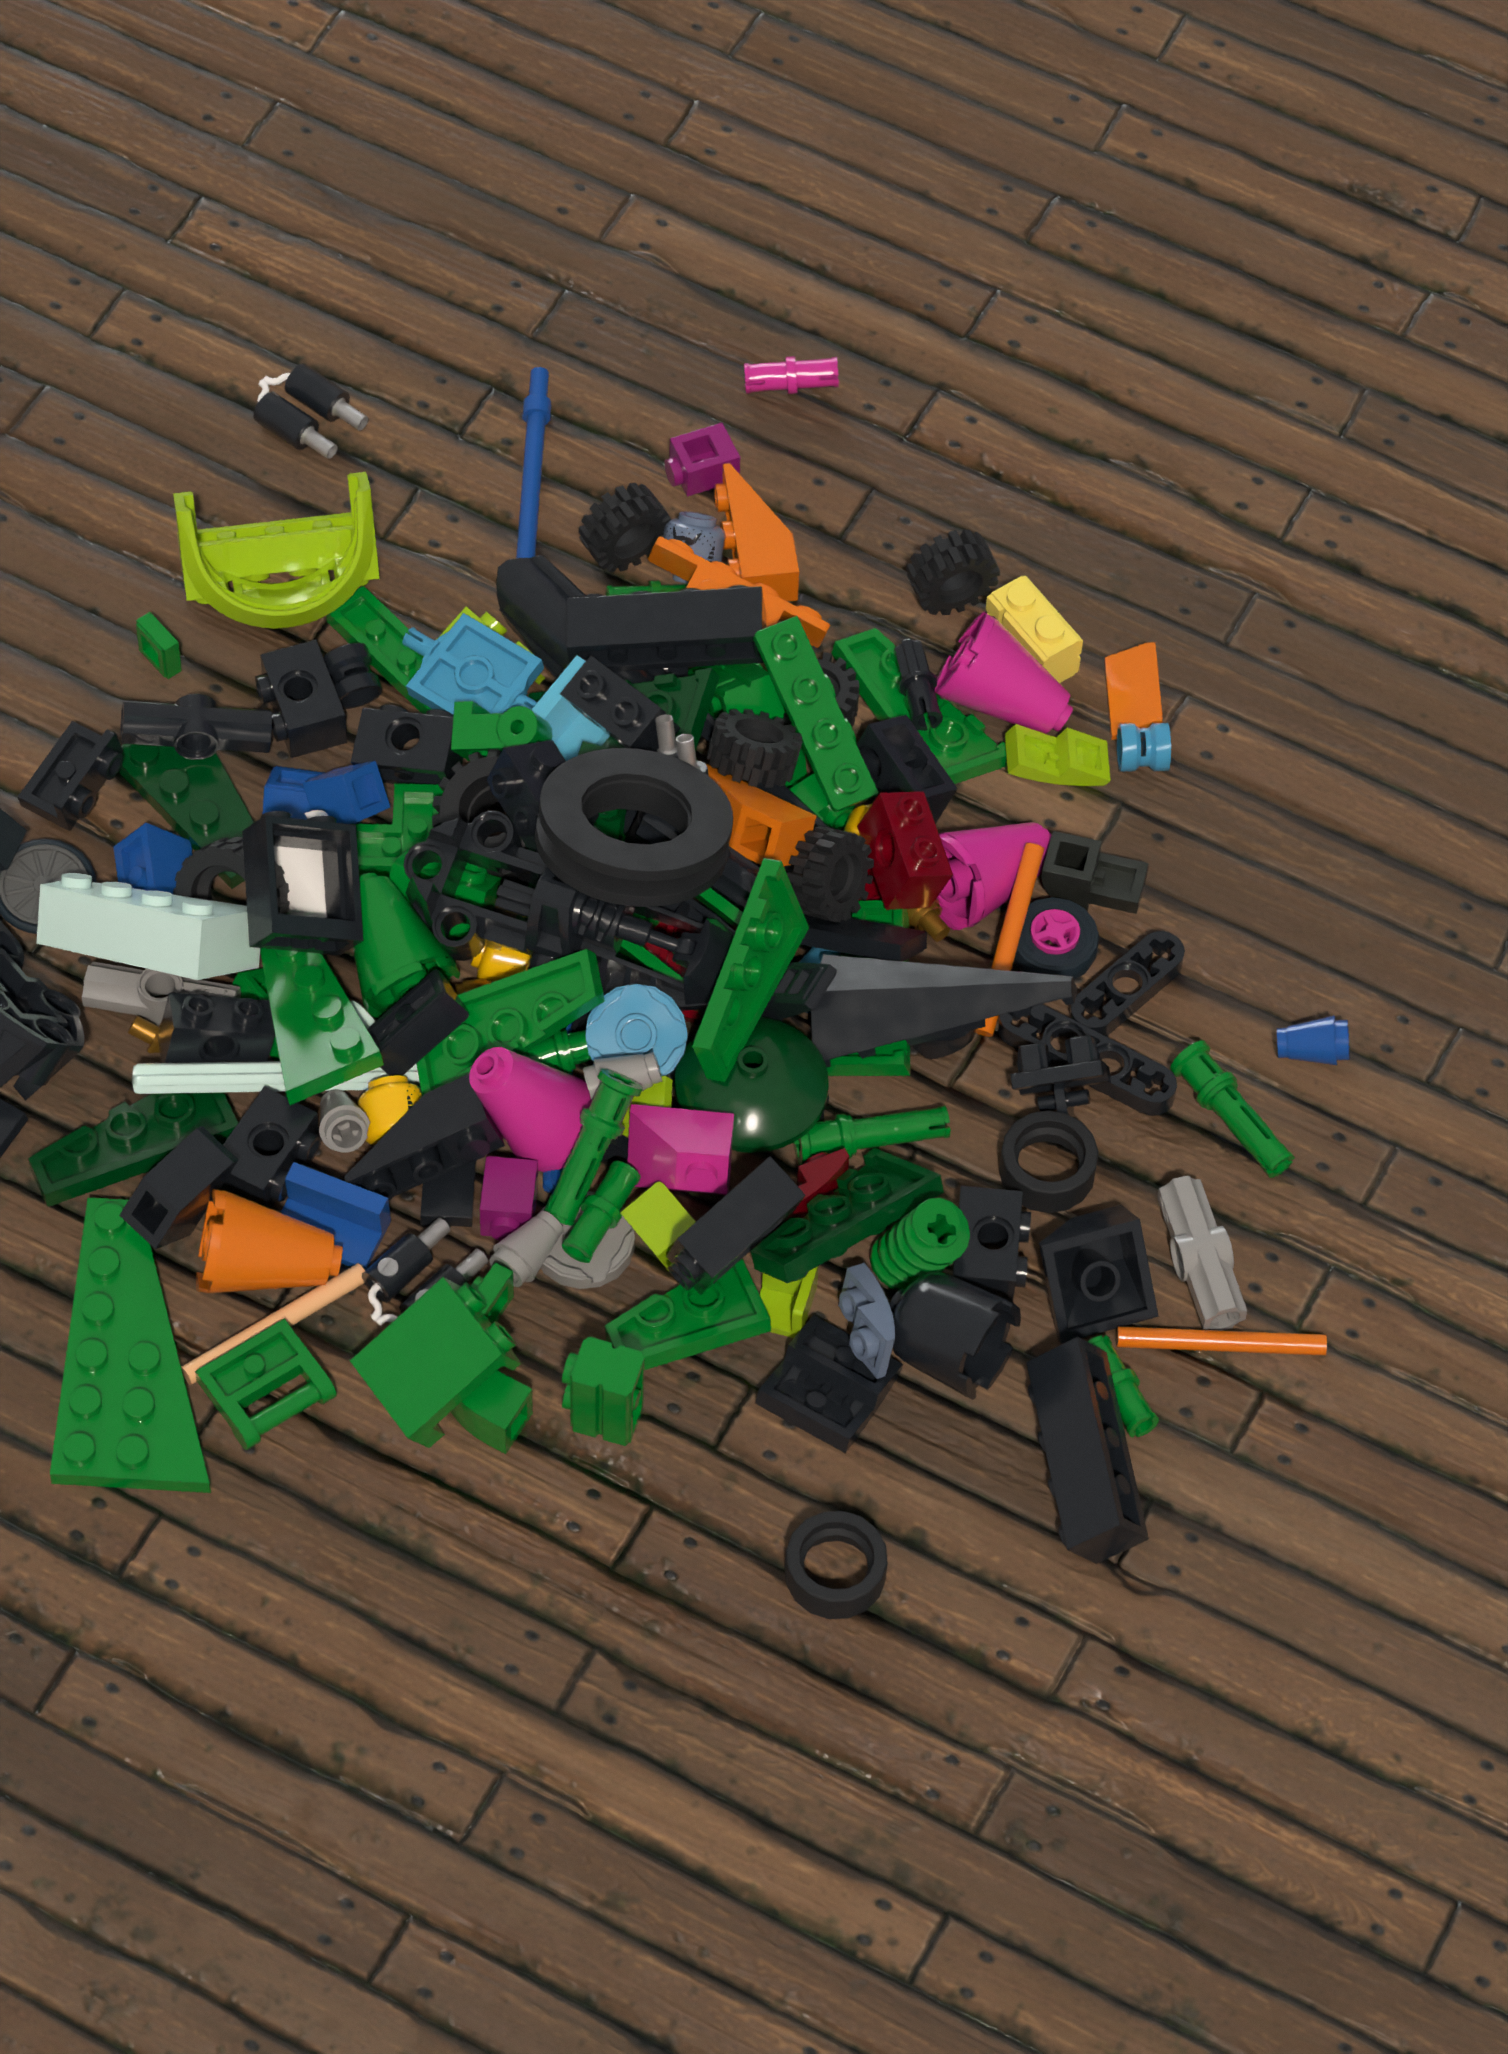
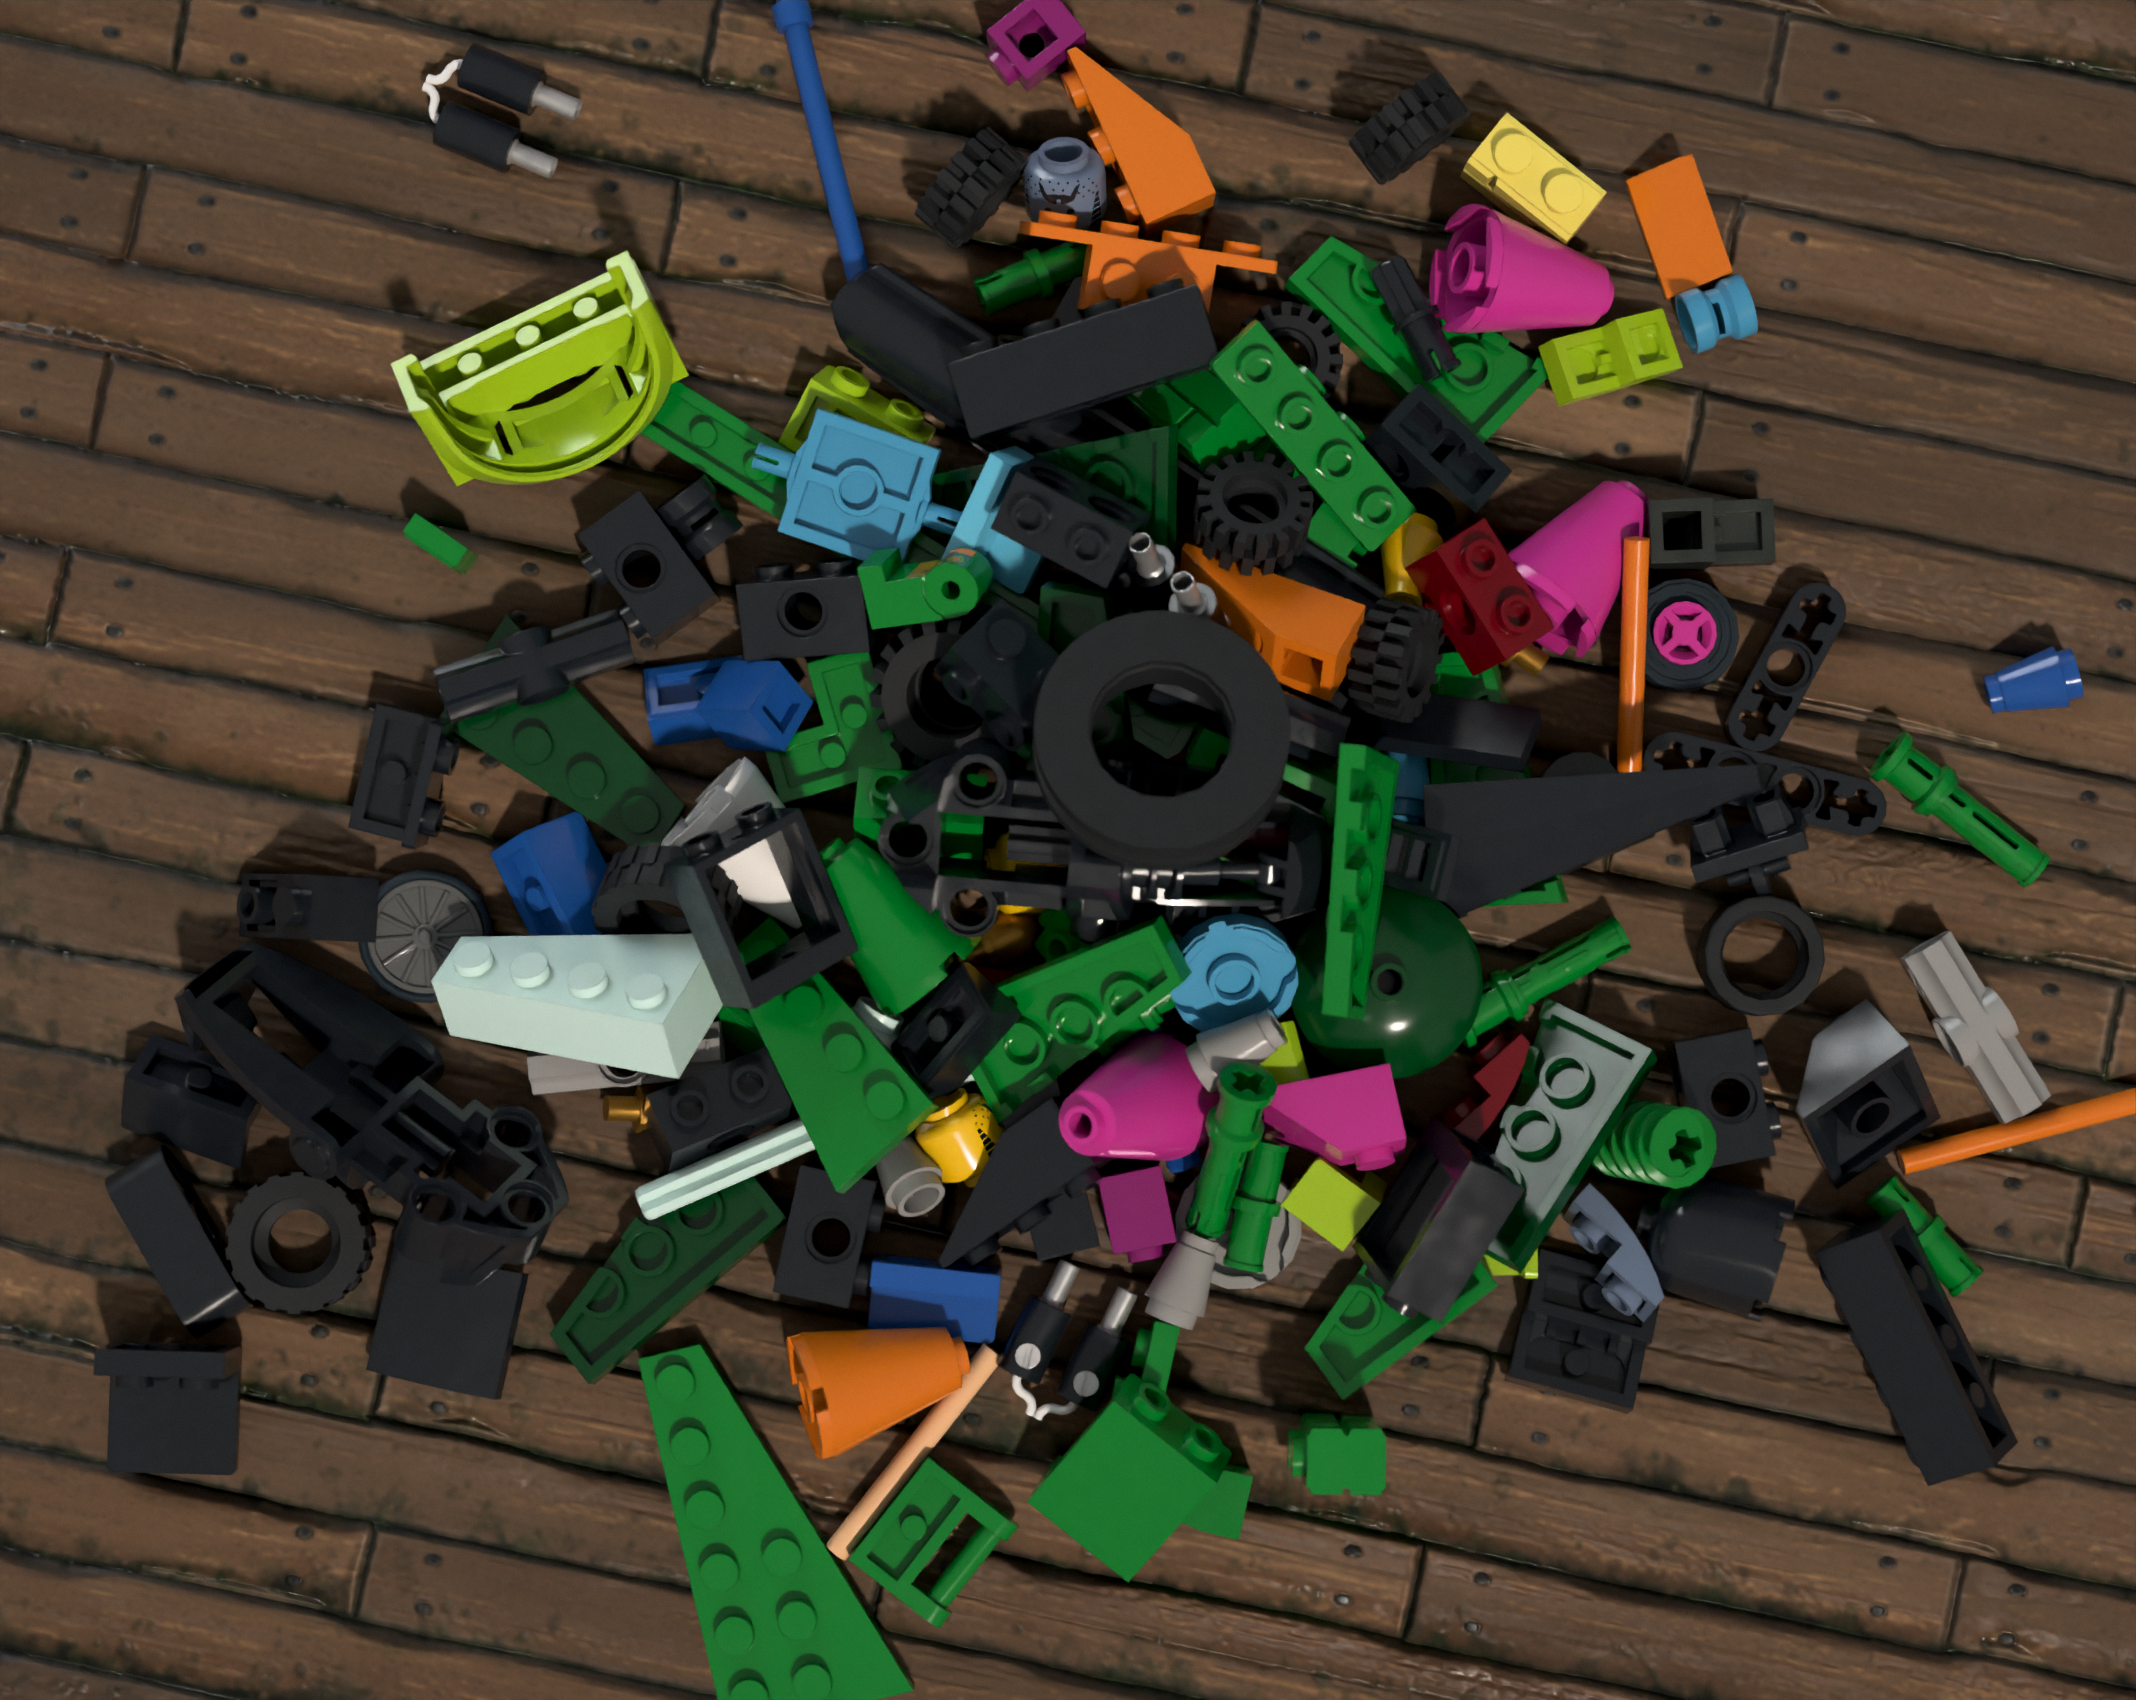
camera: 15 degrees left, 30 degrees up
(178, 1189) = (749, 1343): black slope -> none
(829, 1528) = (1708, 1596): black tyre -> none

